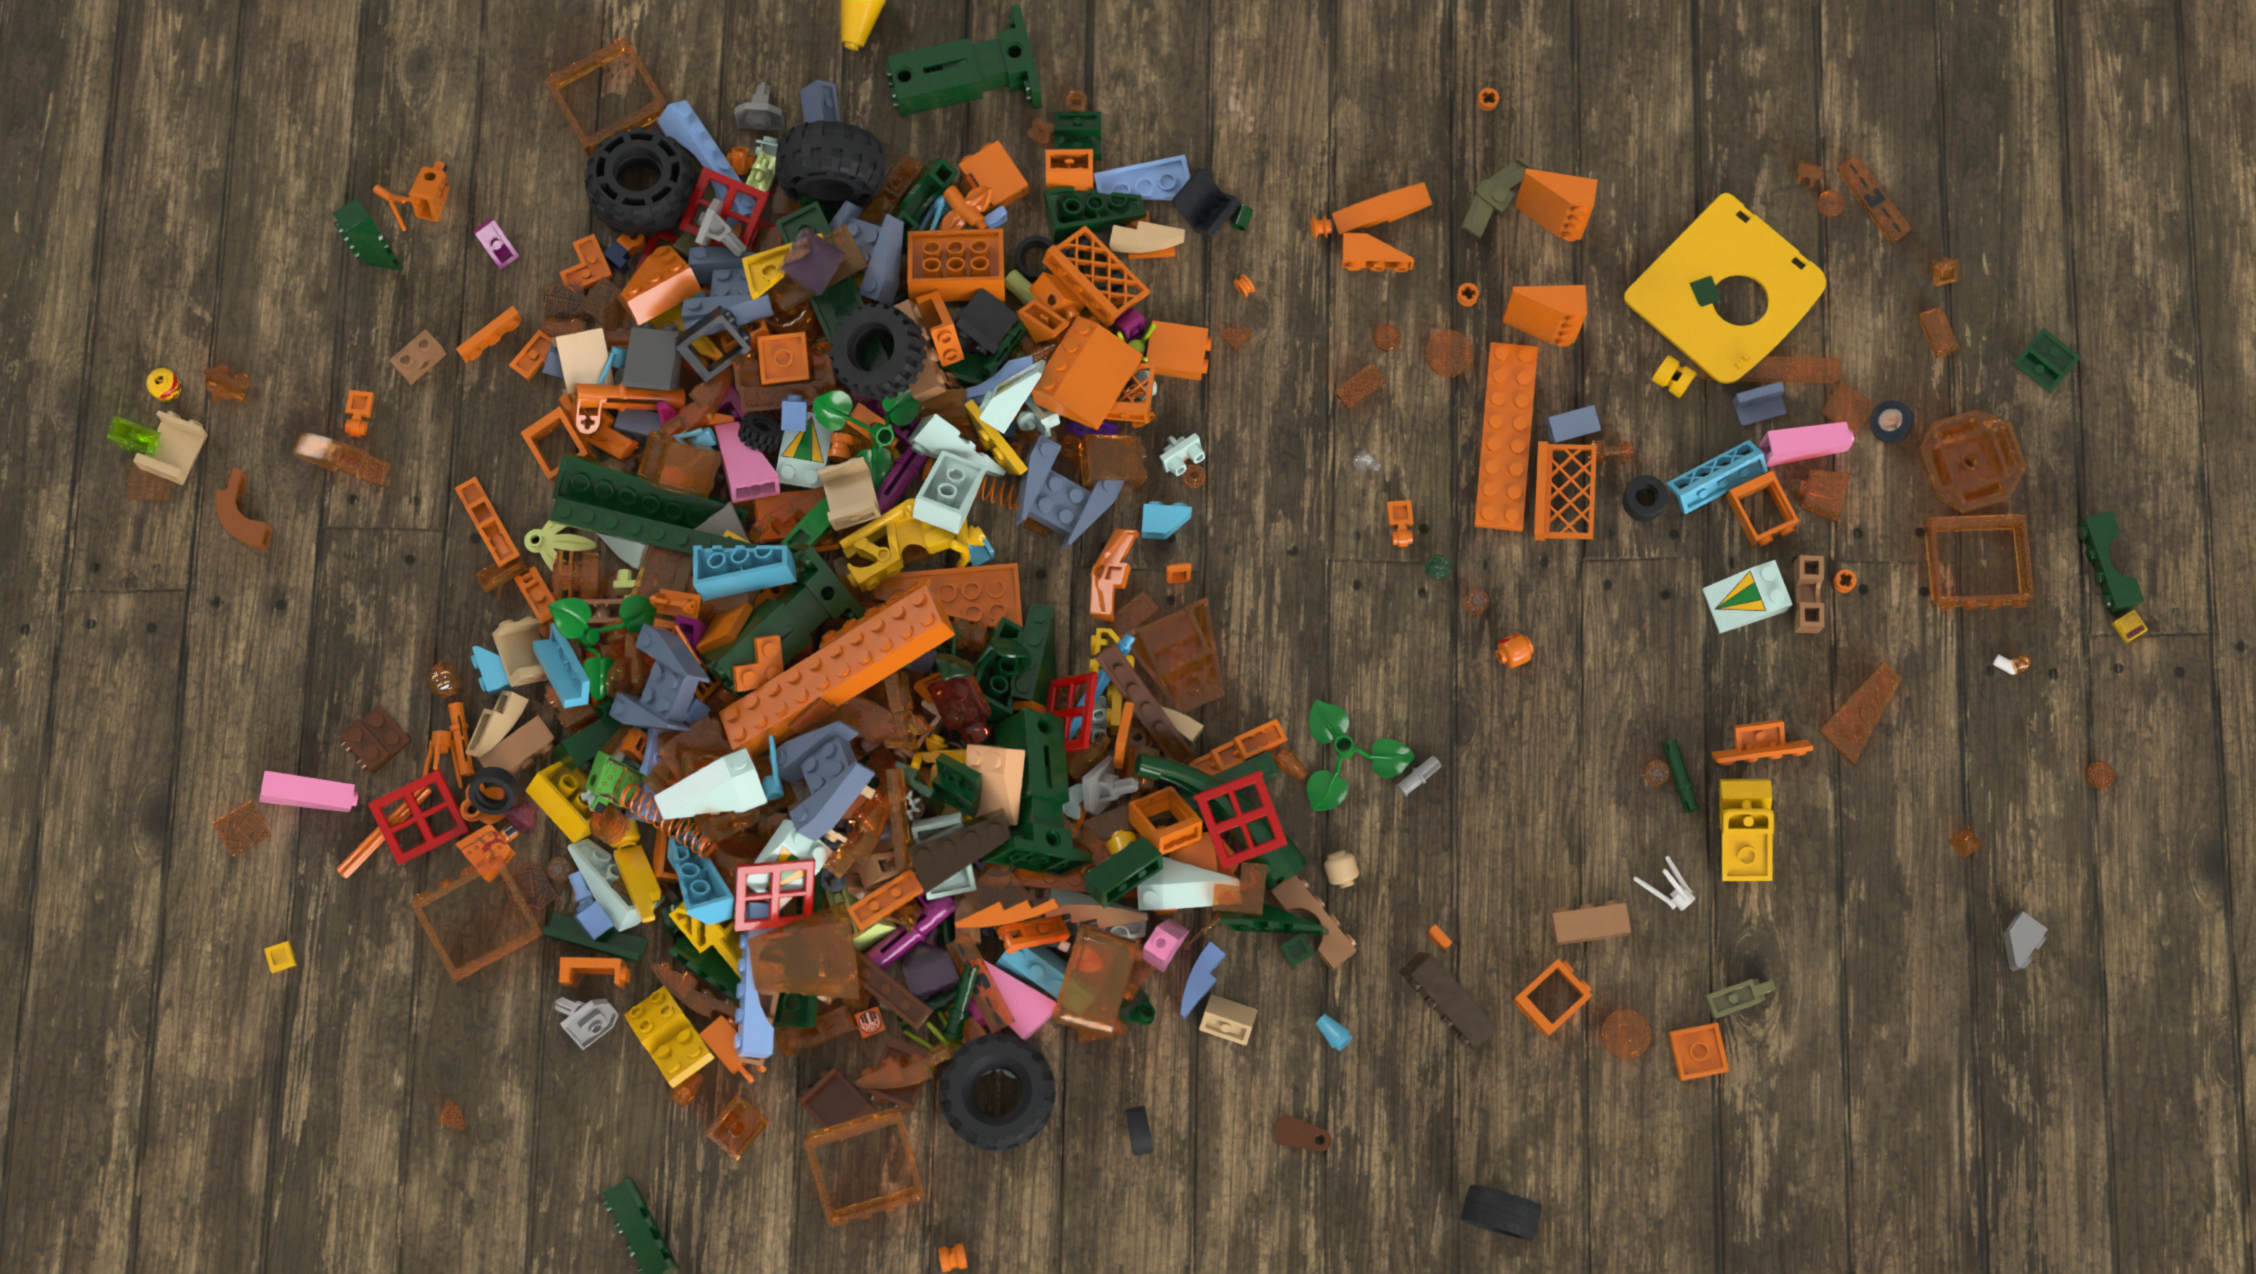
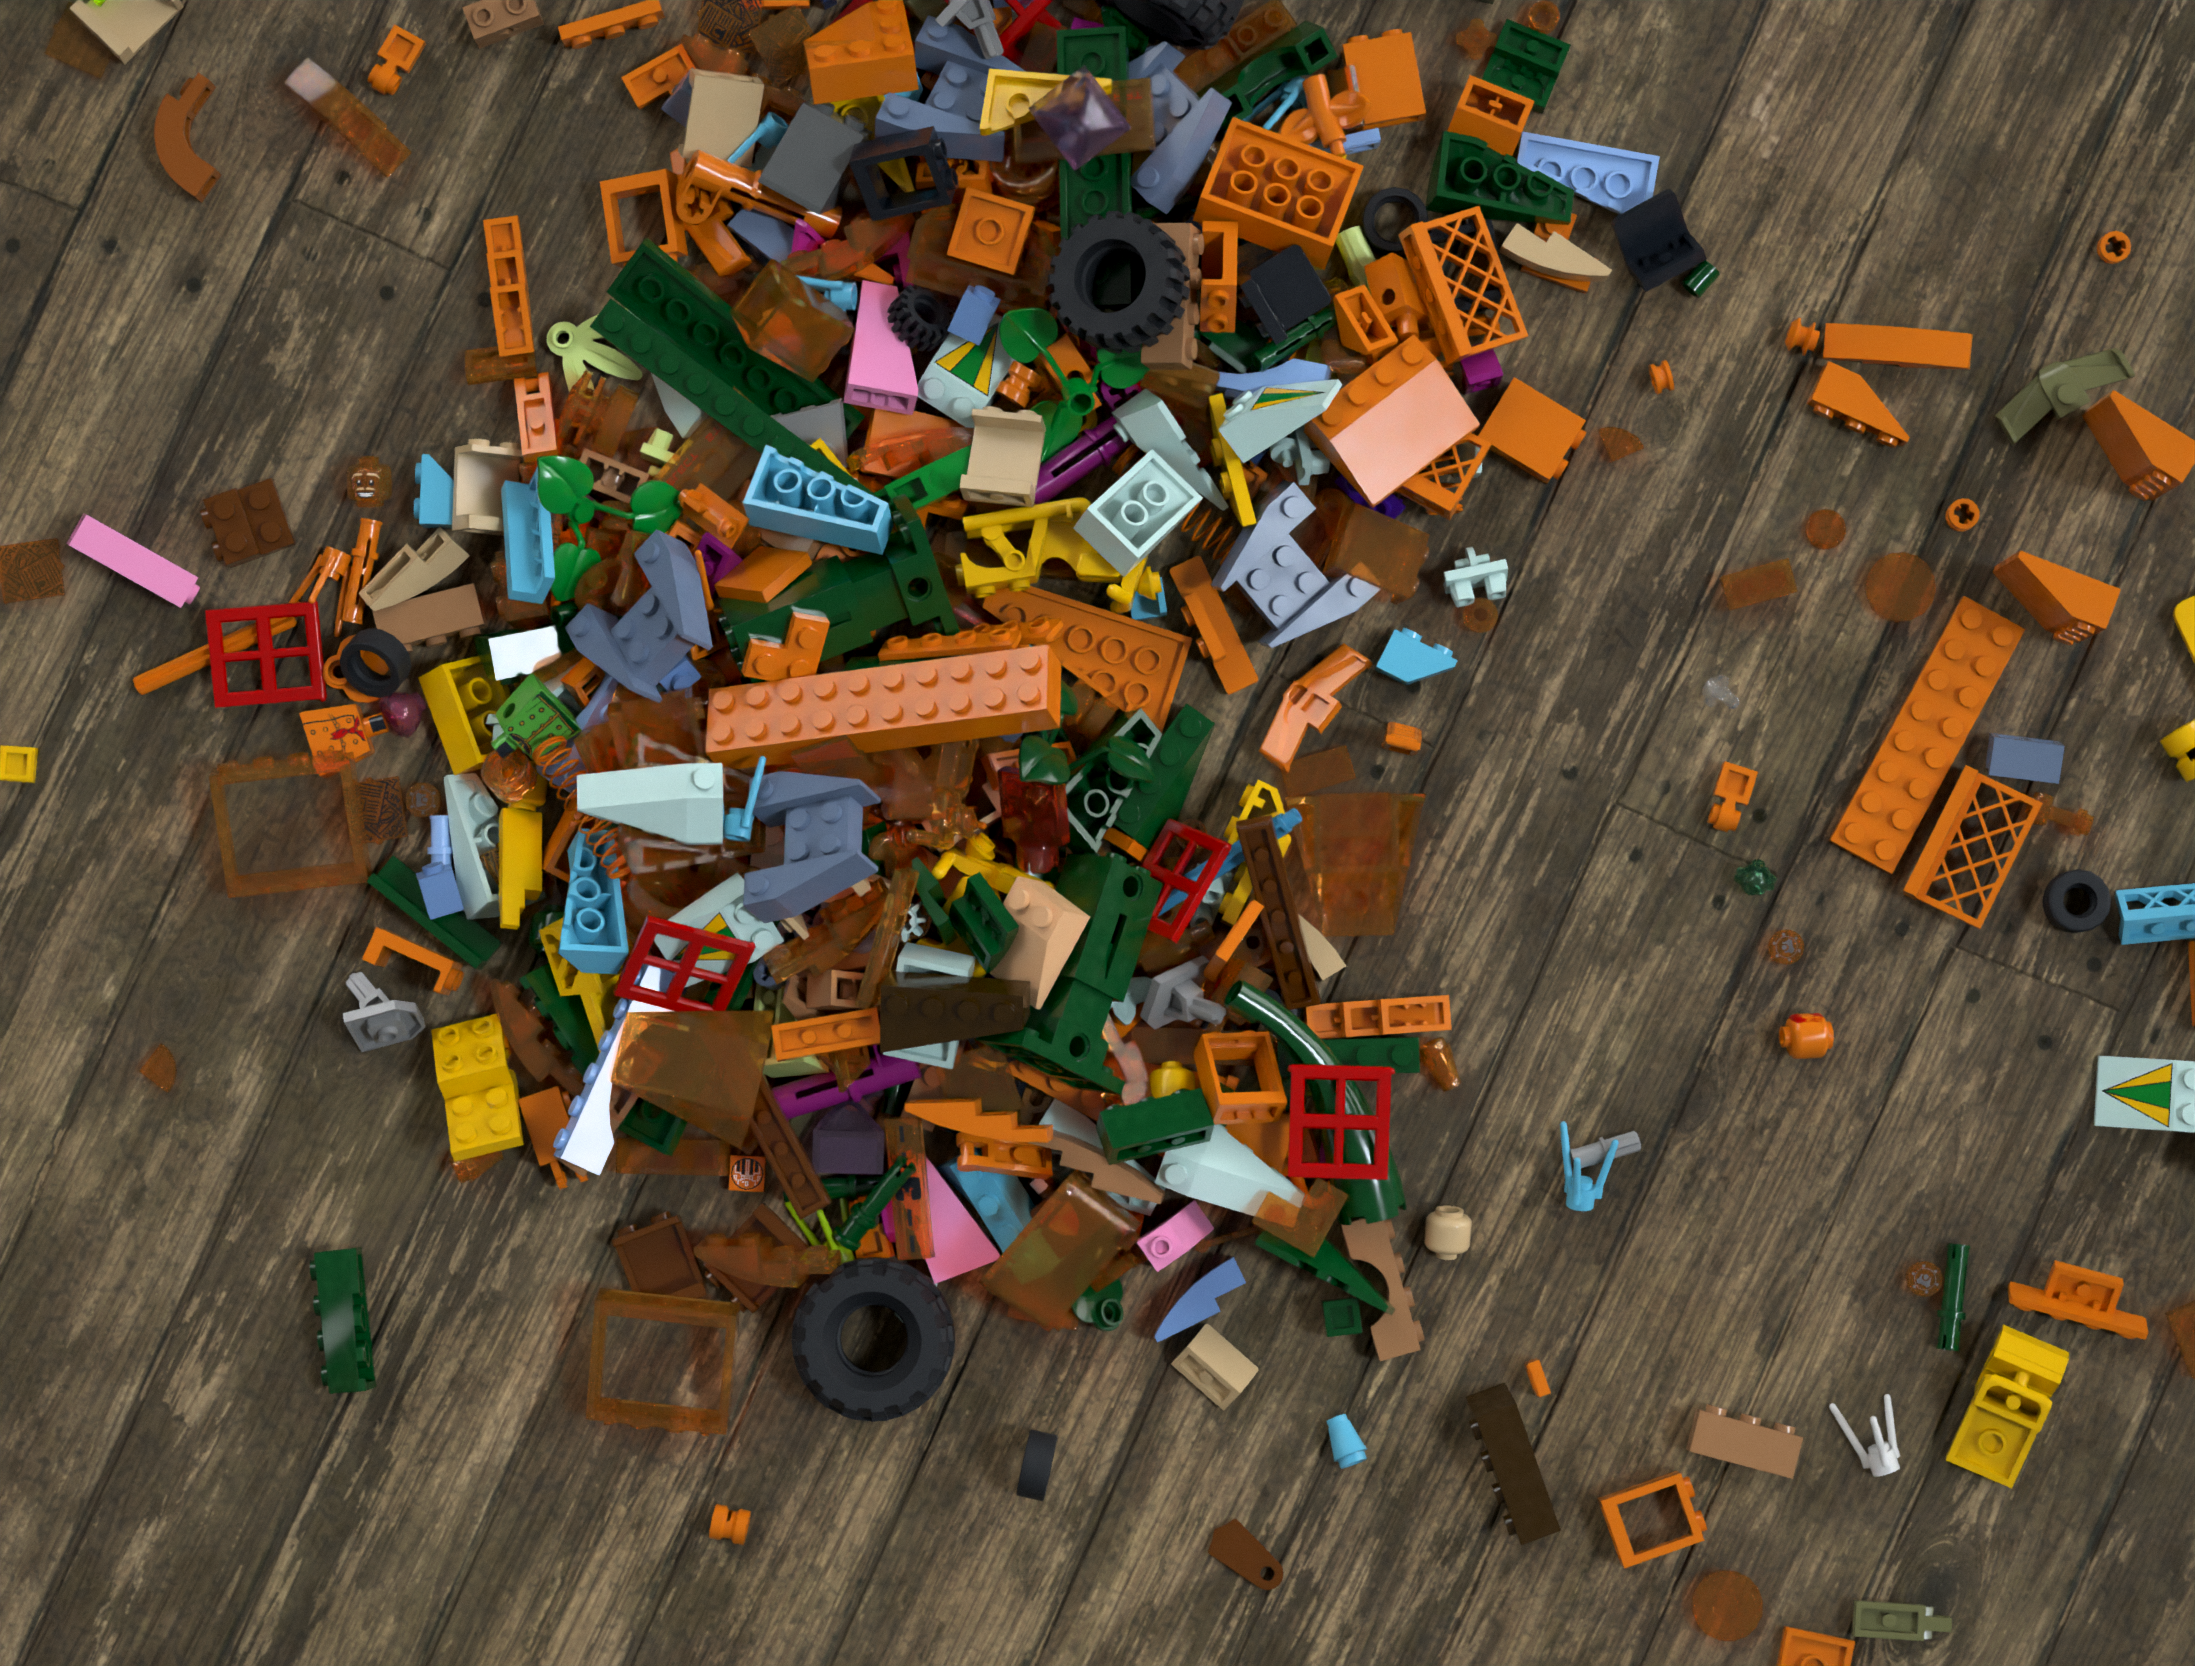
camera: 30 degrees right, 10 degrees up
(736, 1127) = (520, 1239): clear orange slope -> none
(1025, 548) = (1213, 624): none -> orange bracket
(1139, 344) = (1480, 403): lime plant -> none
(1330, 723) = (1517, 1029): green plant -> none
(1412, 806) = (1580, 1189): none -> medium azure plant

